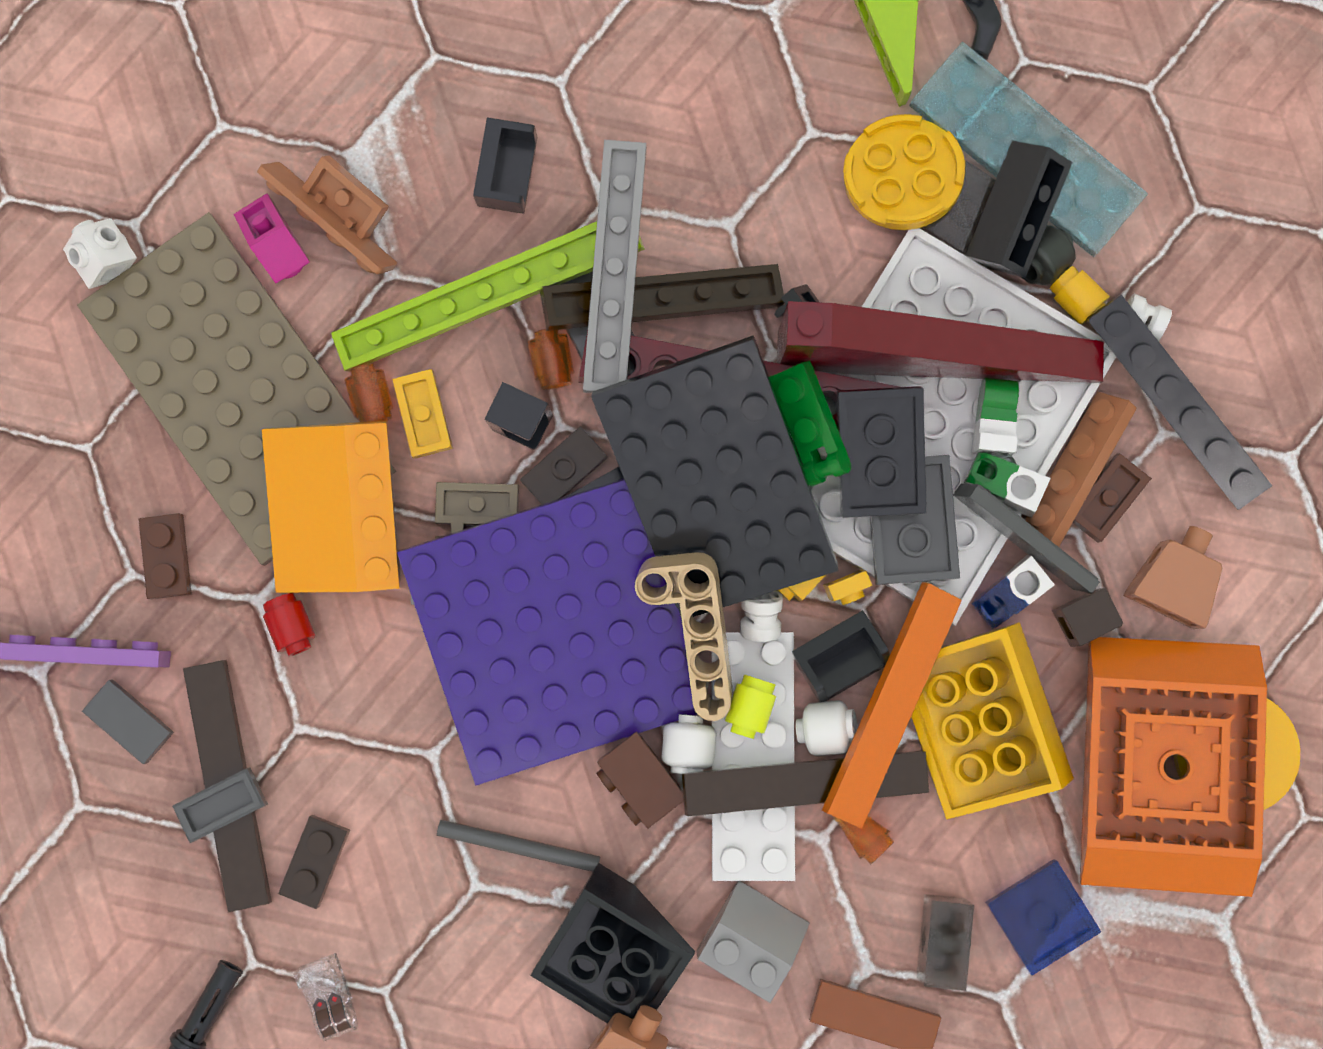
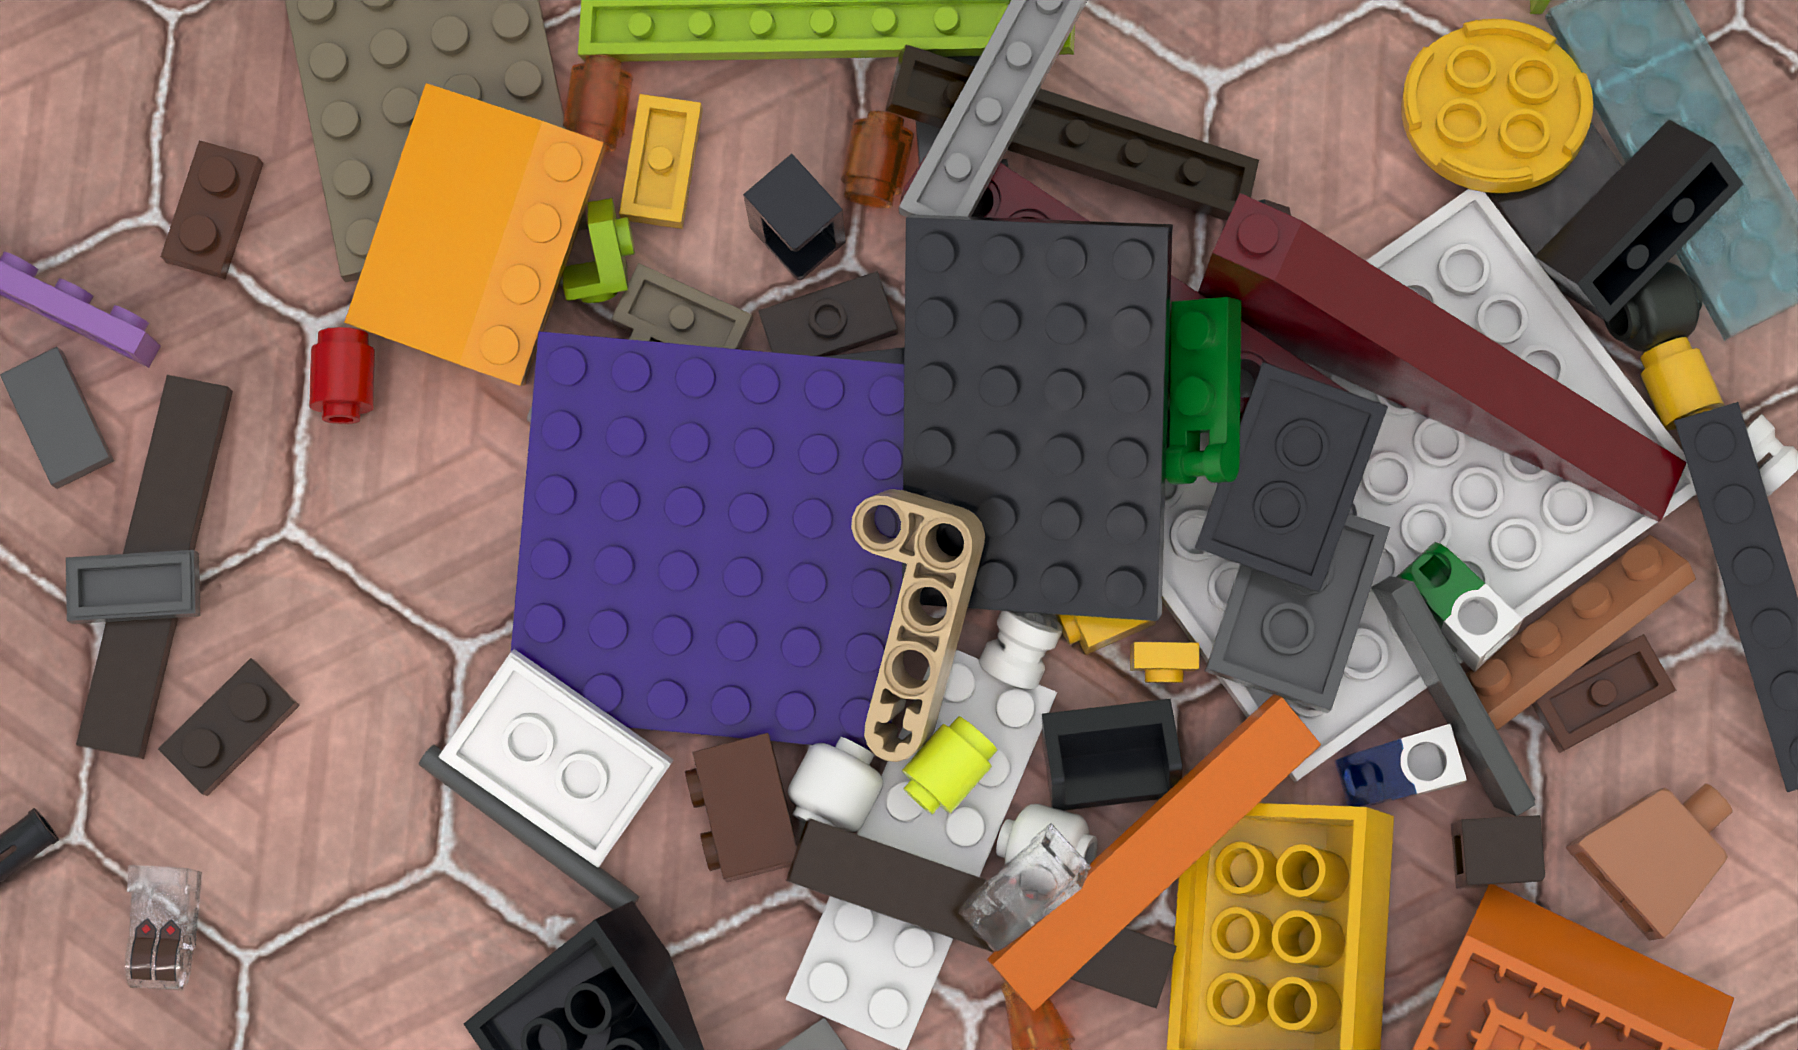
camera: 25 degrees right, 5 degrees down
(419, 496) = (611, 242): none -> lime bracket
(517, 798) = (555, 758): none -> white tile
(829, 761) = (1026, 889): none -> clear leg
(996, 418) = (1482, 505): leg -> none

